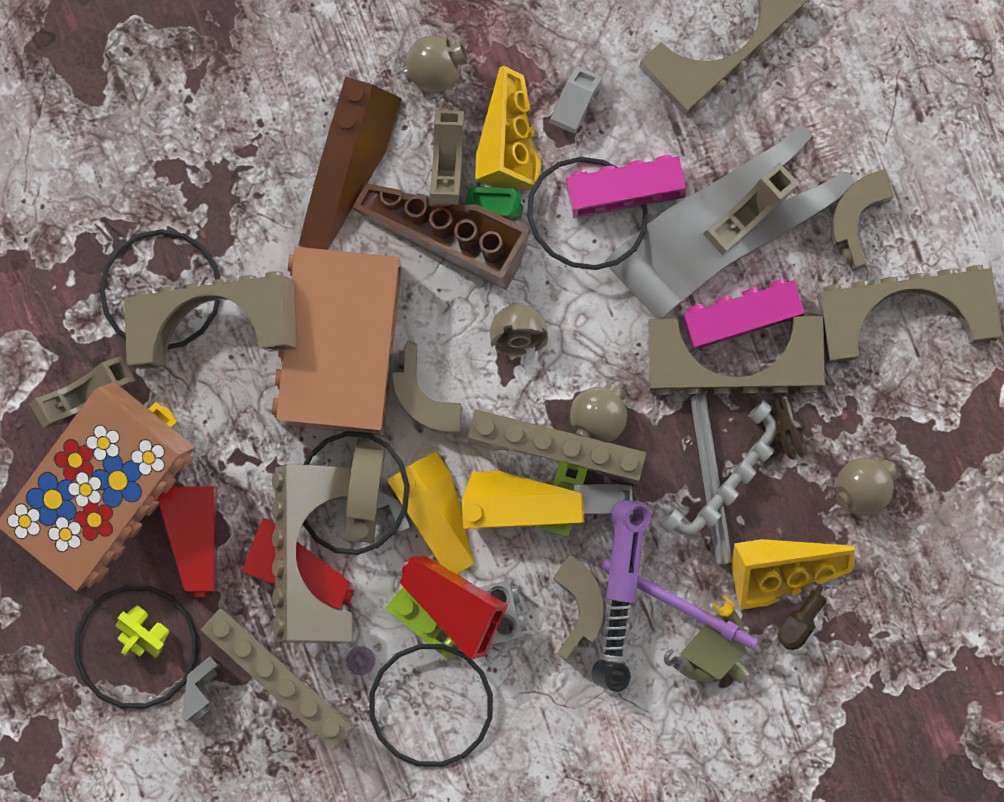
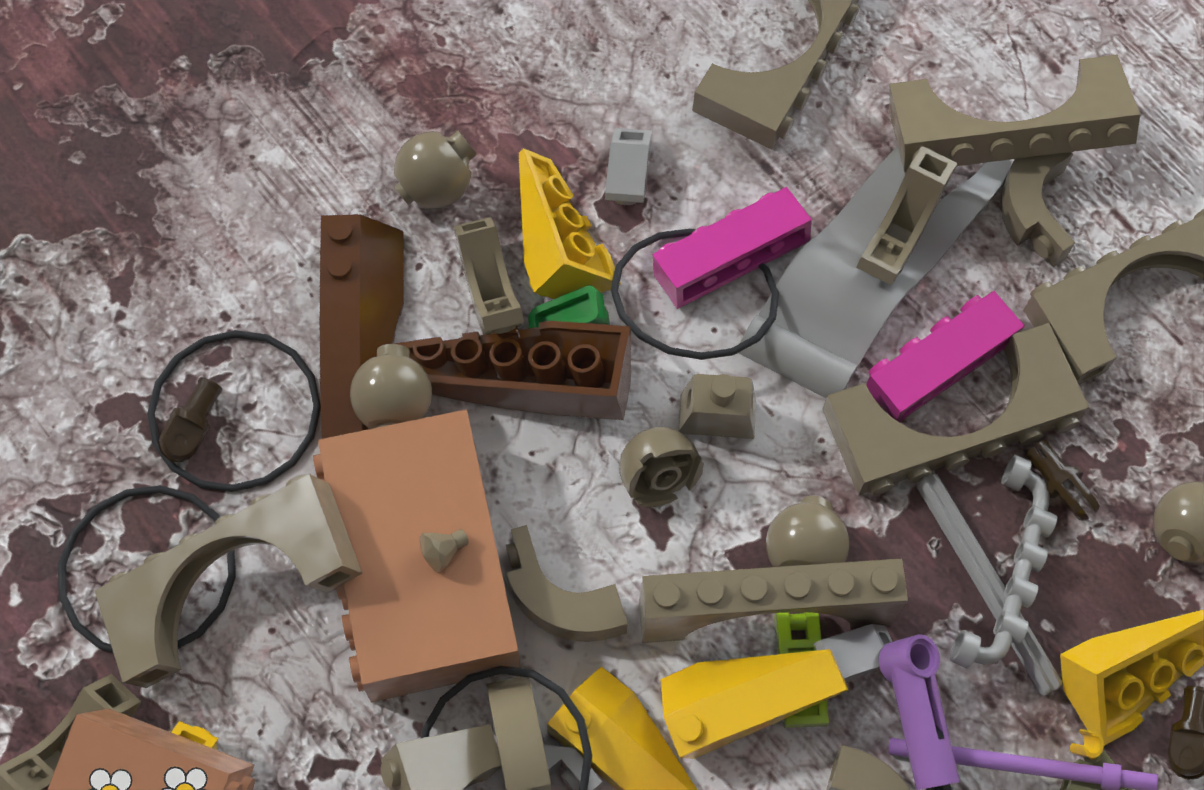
camera: 25 degrees left, 15 degrees down
(213, 198) = (189, 423): none -> dark brown arm
(246, 251) = (220, 337): none -> black piece
(351, 348) = (440, 548): none -> dark tan rock
(354, 223) = (390, 388): none -> dark tan brick
(574, 302) = (718, 406): none -> dark tan torso
(913, 177) = (1094, 117): none -> dark tan arch

